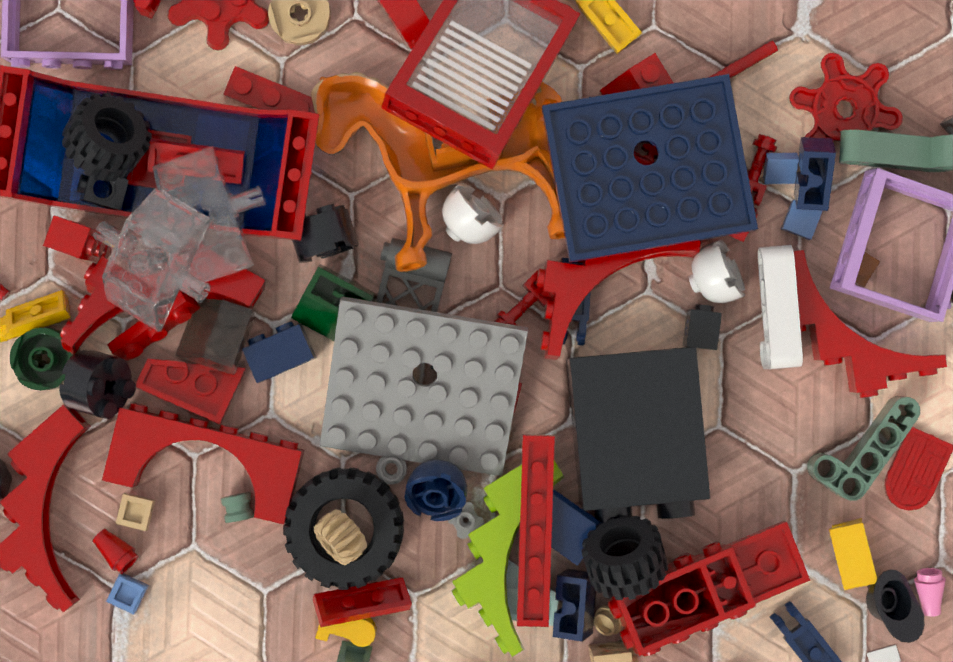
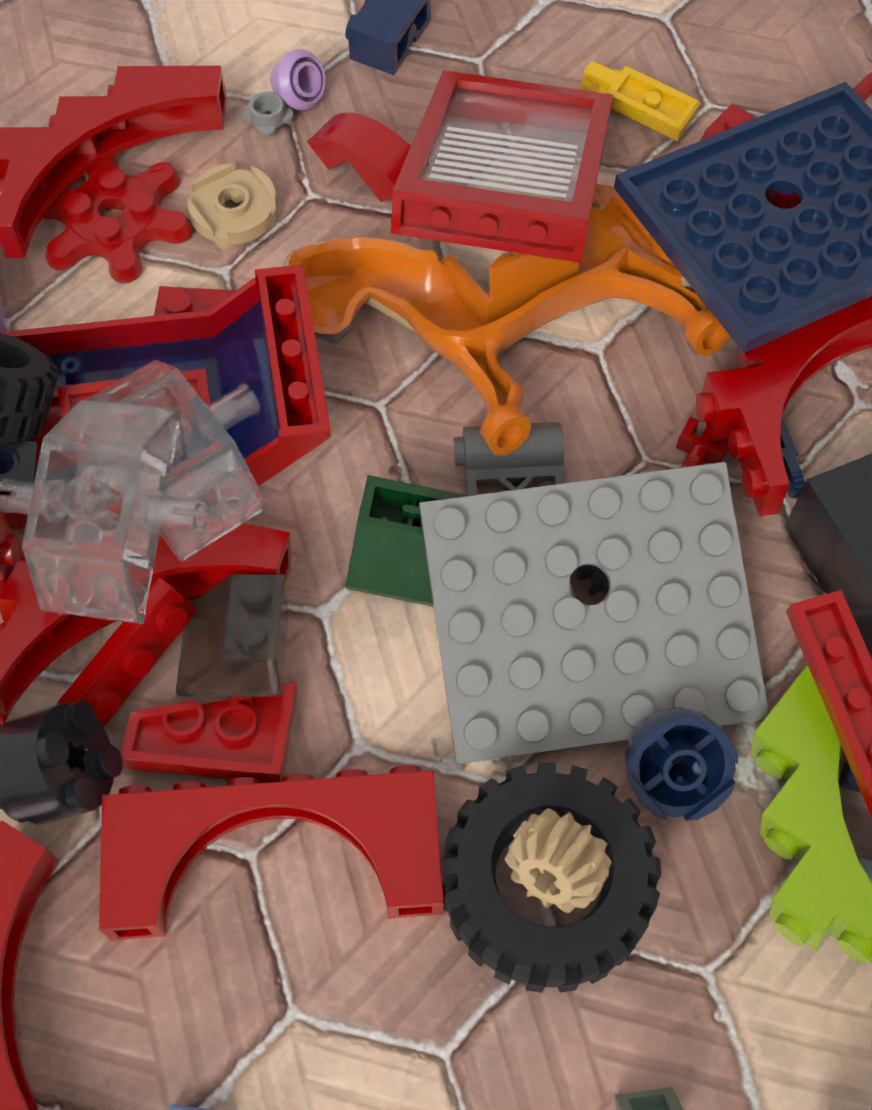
camera: 15 degrees left, 25 degrees down
(115, 551) = (154, 1062): red cone -> none
(135, 511) = (172, 977): tan plate -> none
(237, 507) = (352, 908): sand green wheel -> none
(278, 352) = (343, 638): dark blue brick -> none
(326, 234) = (363, 442): black brick -> none
(359, 632) = (636, 1057): yellow leg -> none
(362, 603) = (626, 998): red plate -> none
(391, 478) = (593, 752): light grey plate -> none
(470, 217) = (565, 366): white cylinder -> none
(474, 522) = (742, 824): light grey plate -> none

